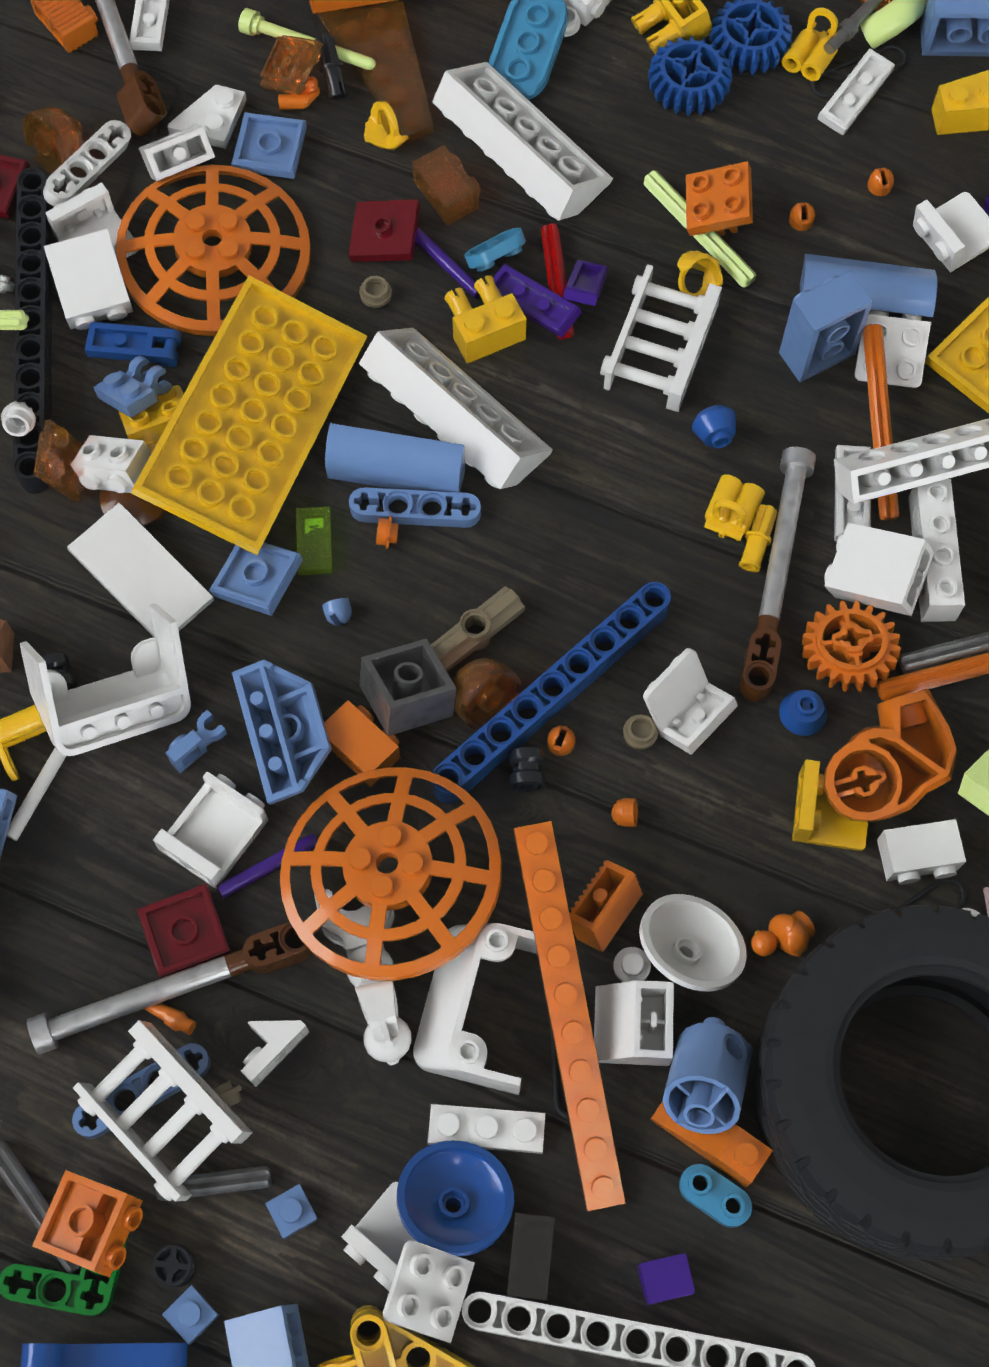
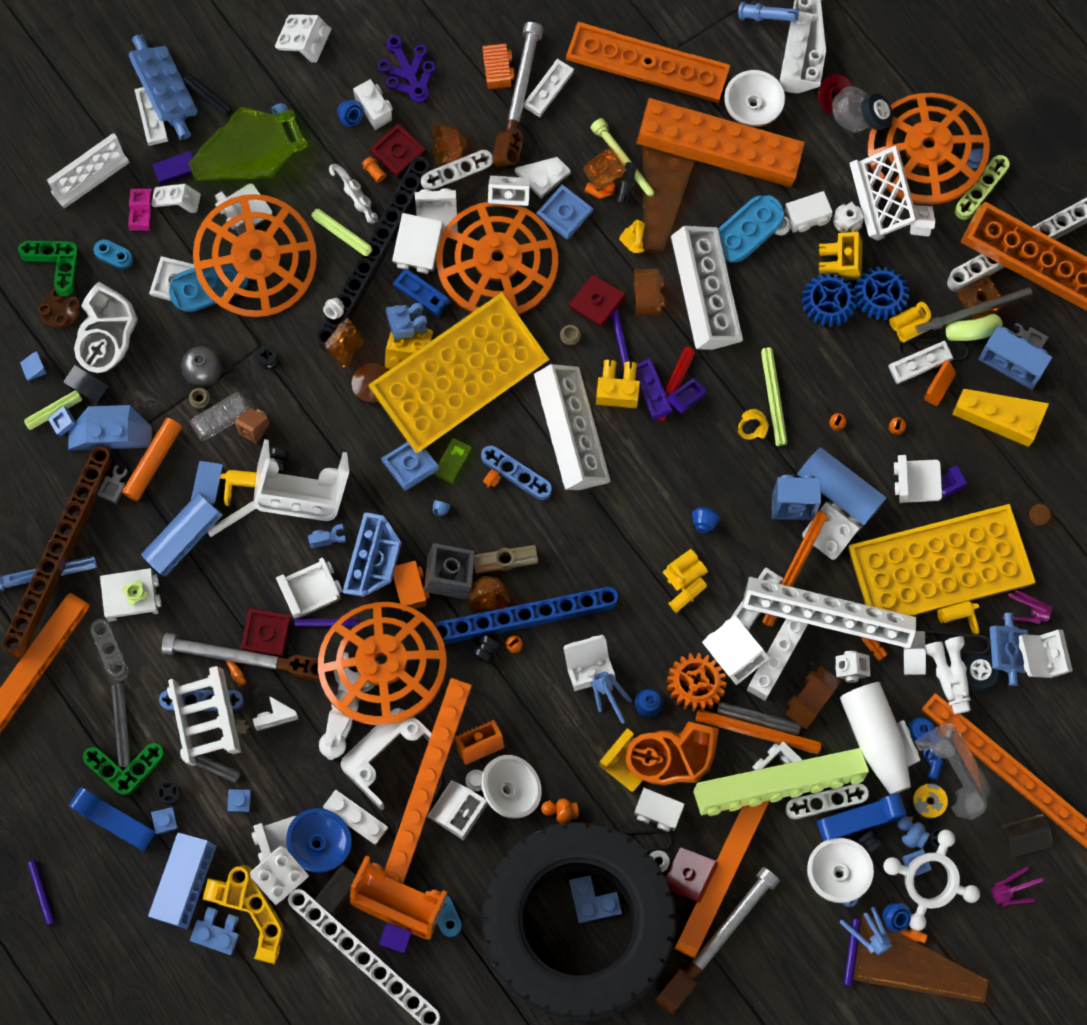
camera: 30 degrees right, 5 degrees up
(89, 1224) = (140, 749): orange plate -> none
(110, 463) = (369, 359): white brick -> none
(138, 569) = (351, 427): white tile -> none
(393, 460) = (518, 442): medium blue brick -> none
(504, 244) = (656, 346): dark azure plate -> none
(625, 812) = (522, 701): orange hinge -> none
(638, 1219) = (396, 902): none -> orange windscreen
(640, 732) = (557, 663): dark tan plate -> none
(682, 358) = (713, 471): white fence -> none
(707, 1077) = (473, 855): medium blue cylinder -> none
(719, 199) = (791, 388): orange plate -> none
(730, 717) = (603, 683): none -> medium blue plant
(731, 1151) = (461, 886): orange slope -> none
(797, 465) = (734, 567): flat silver piece -> none
(897, 103) = (940, 383): none -> orange slope
(909, 1051) = (590, 907): none -> medium blue plate

